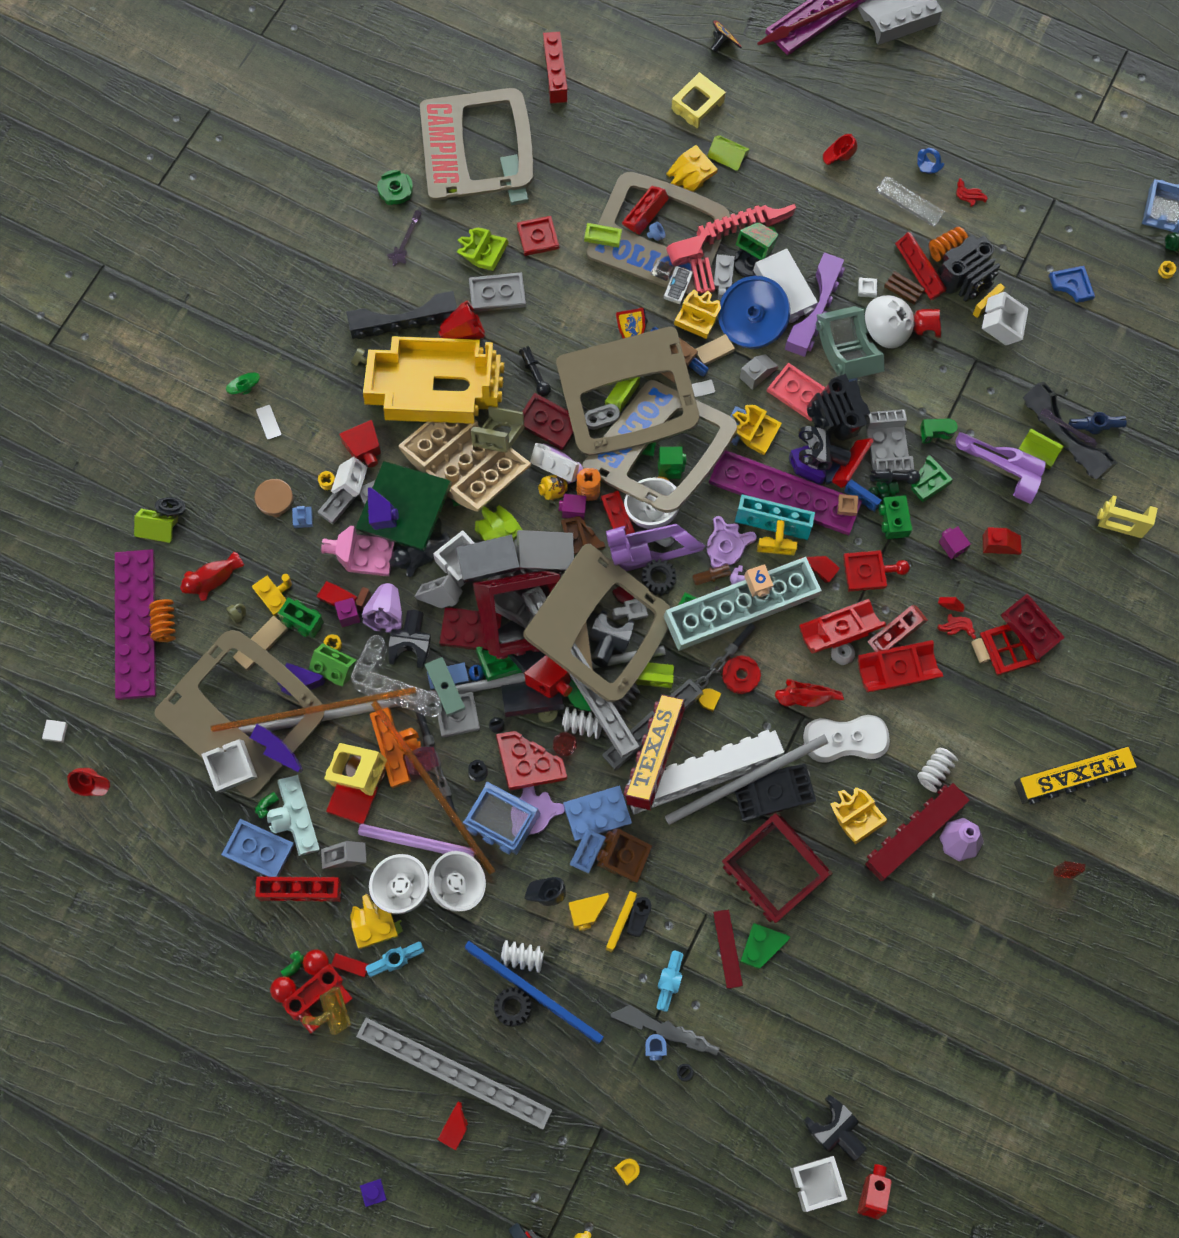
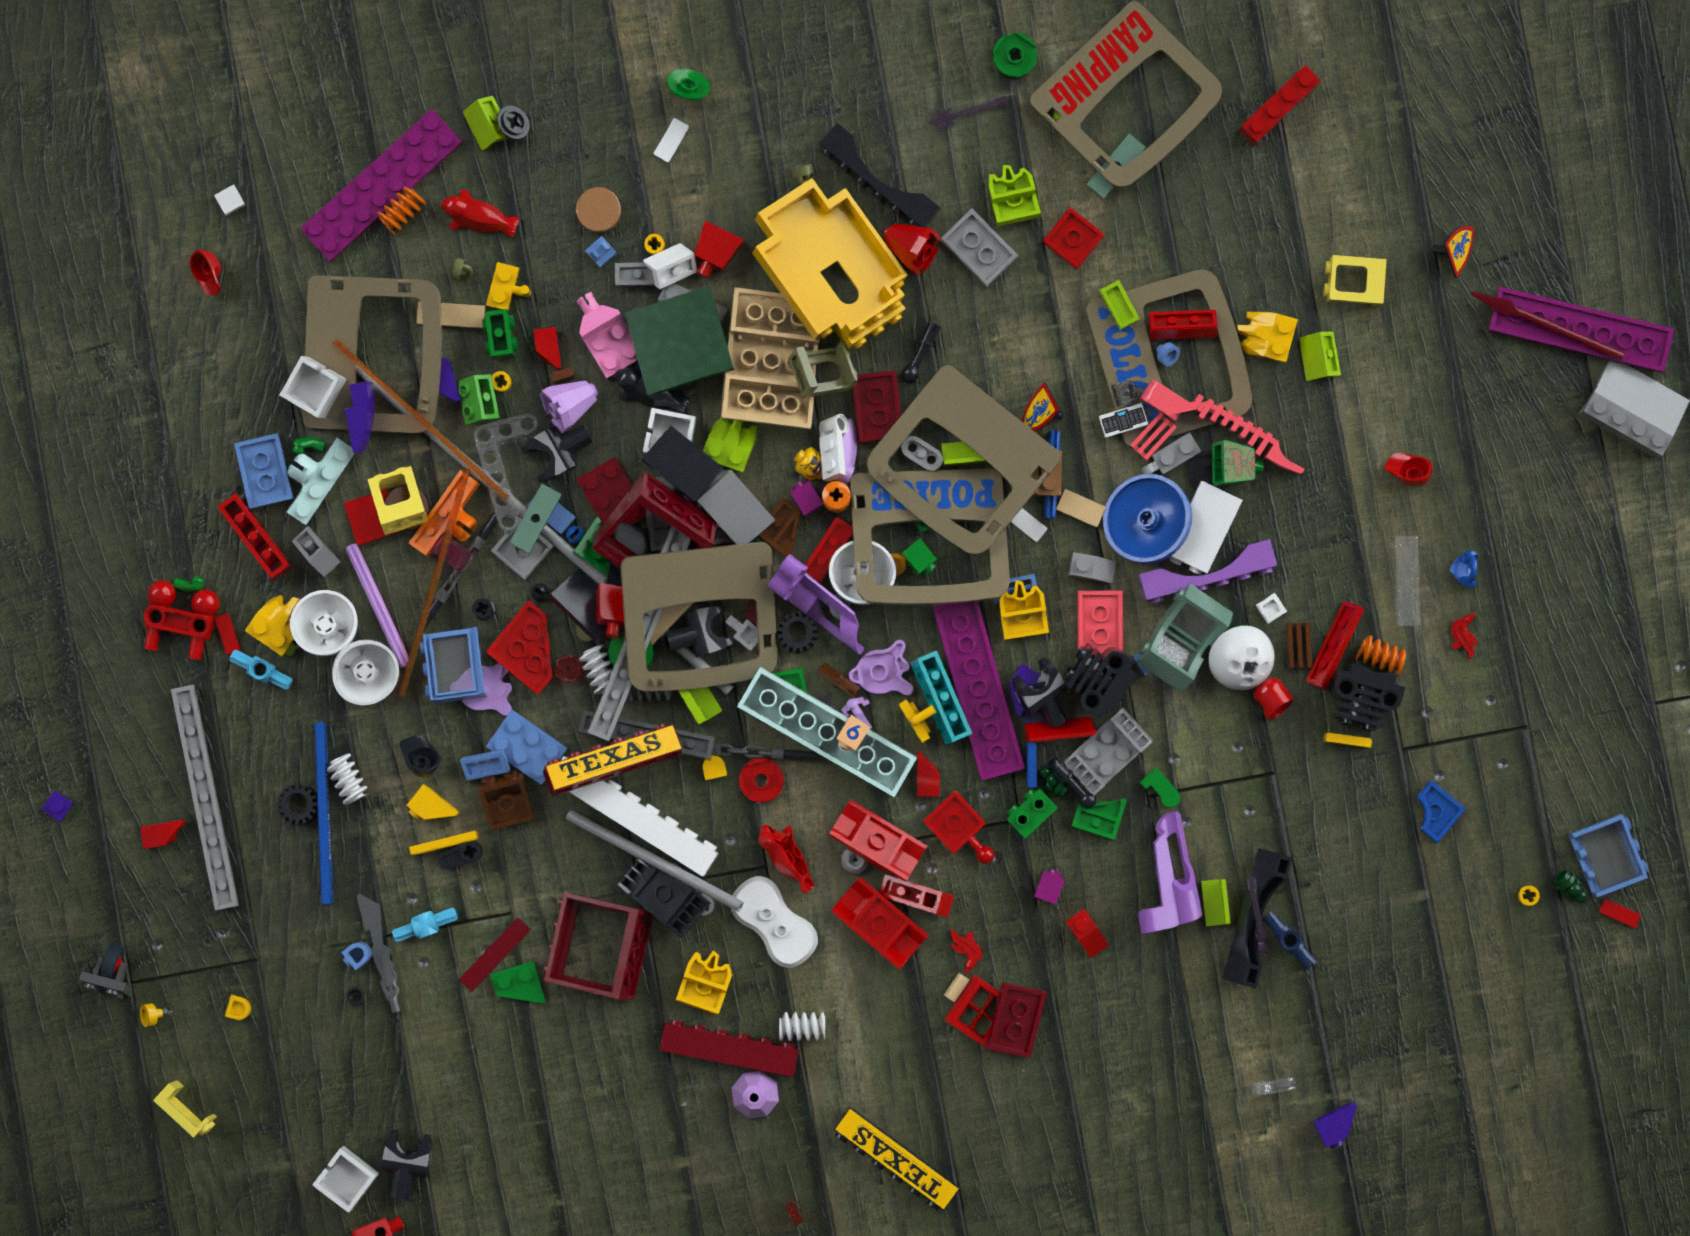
camera: 55 degrees right, 15 degrees up
(334, 1012) = (175, 655): clear yellow plate -> none
(347, 612) = (538, 371): magenta brick -> none
(381, 511) = (655, 325): dark purple slope -> none
(440, 592) = (623, 441): light grey slope -> none
(698, 314) = (1106, 464): yellow plate -> none
(847, 505) = (1006, 758): medium nougat plate -> none
(951, 603) = (984, 928): red tile -> none
(1005, 318) = (1332, 772): white piece -> none
(1142, 525) = (1202, 1056): light yellow window -> none

